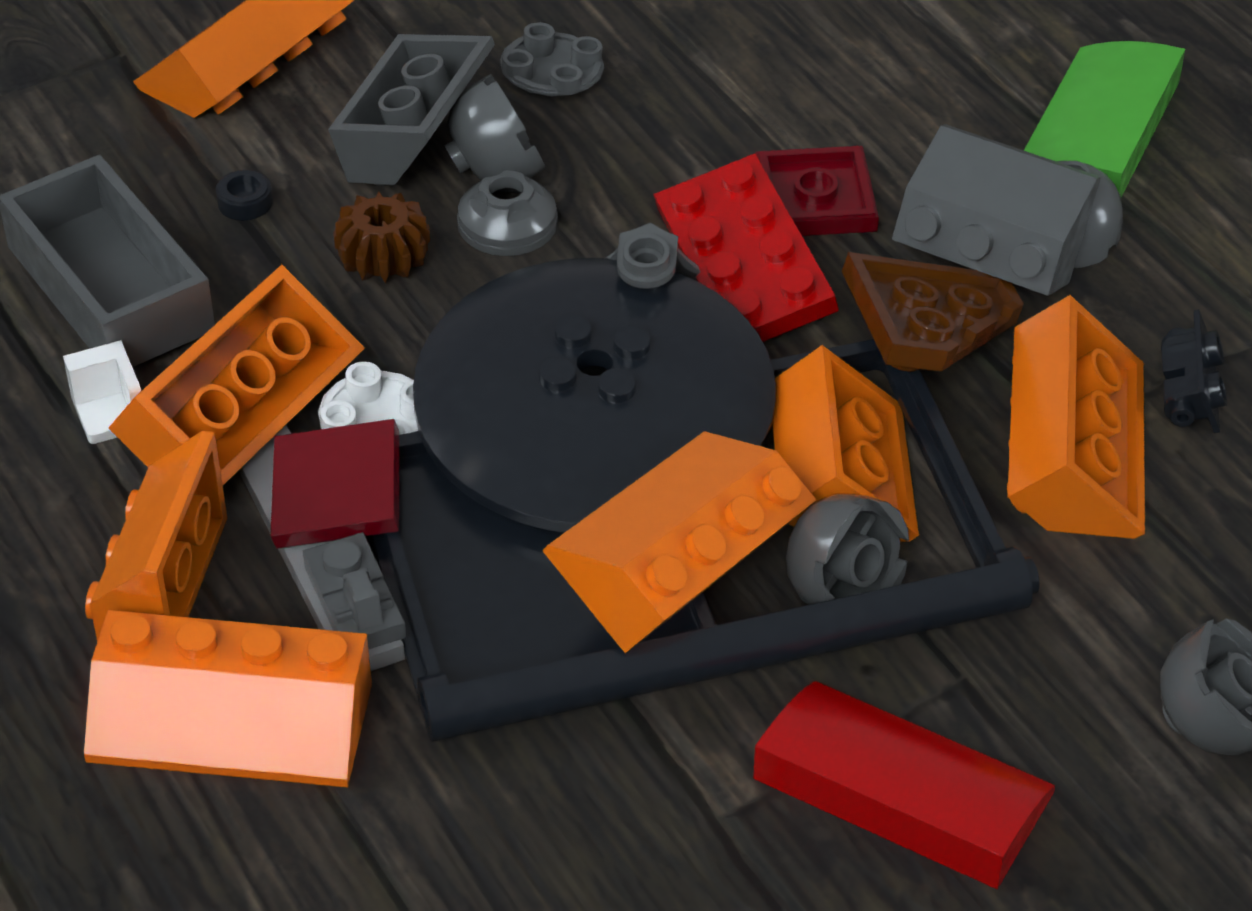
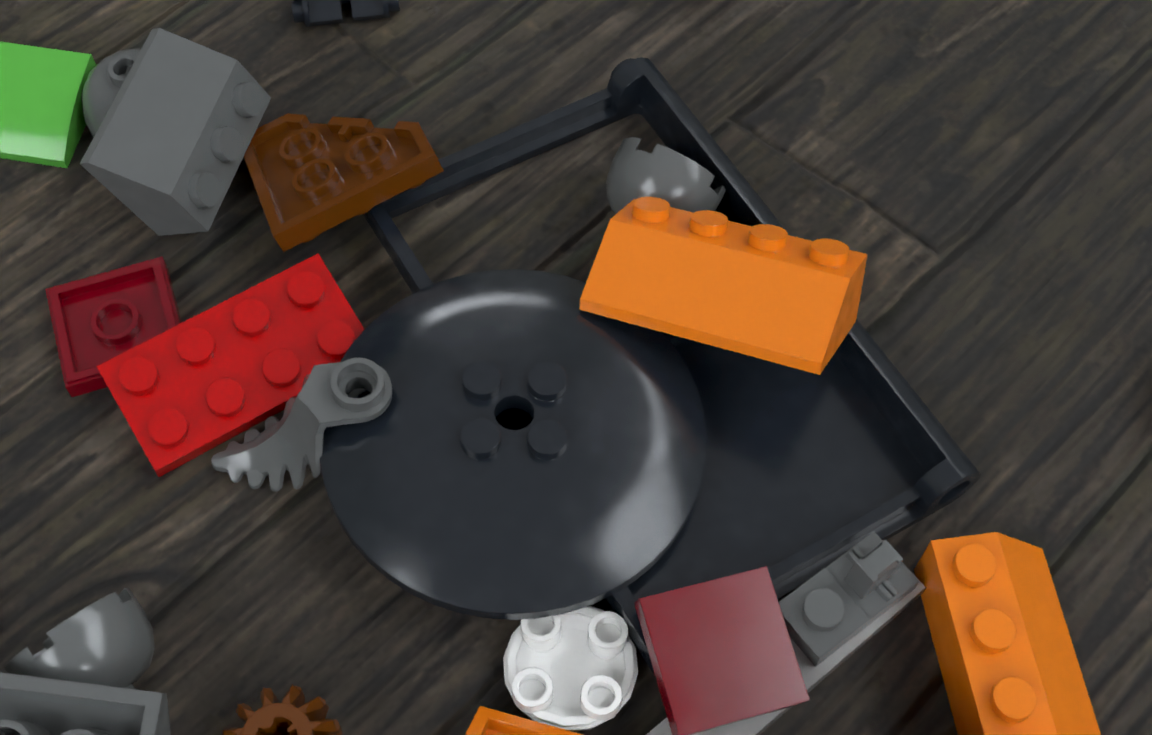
camera: 105 degrees left, 15 degrees up
(510, 224) = (217, 650): dark grey piece -> none
(843, 434) = (523, 224): orange slope -> none
(901, 782) = (859, 135): red slope -> none
(1076, 425) = (434, 66): orange slope -> none

